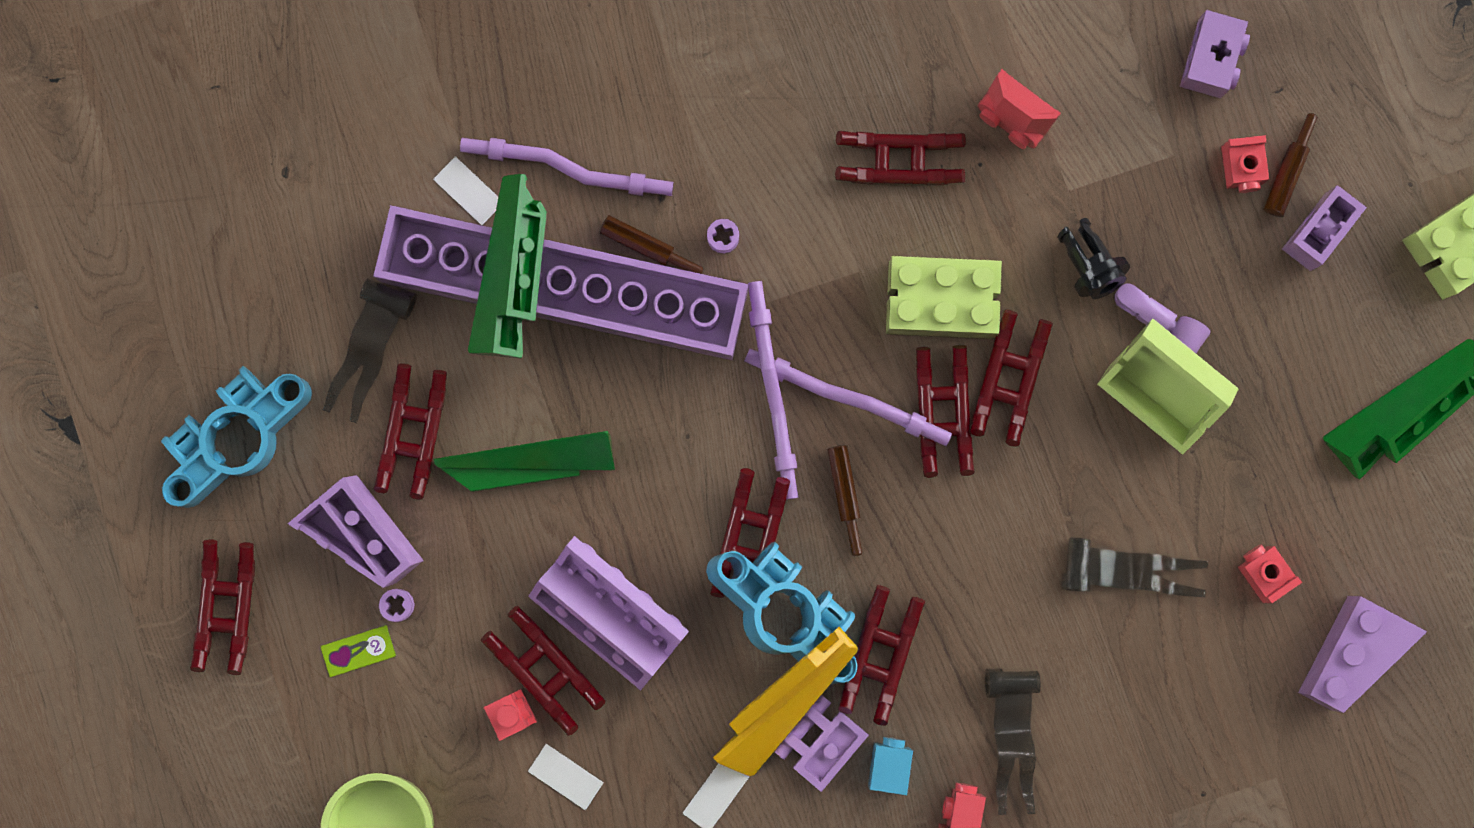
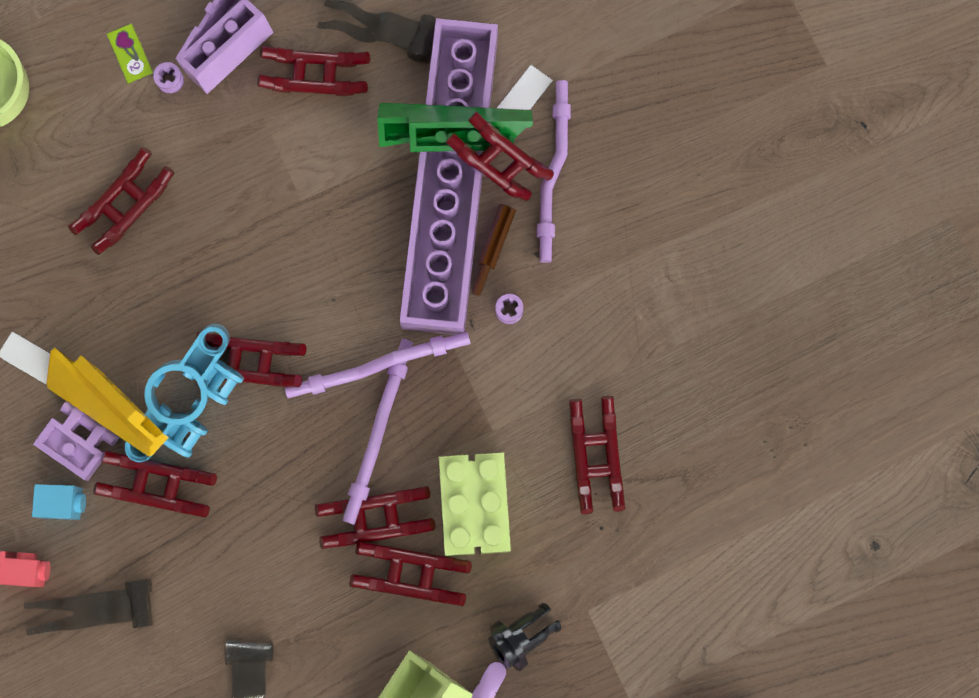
camera: 85 degrees right, 5 degrees down
(510, 714) = (82, 177): coral brick -> none
(530, 462) = (296, 170): green wedge -> none
(542, 218) = (498, 144): none -> dark red piece
(565, 777) = (36, 232): white sticker -> none
(608, 613) = (172, 247): lavender brick -> none
(846, 494) = (294, 439): reddish brown axle -> none
(1017, 111) = (651, 550): coral slope -> none

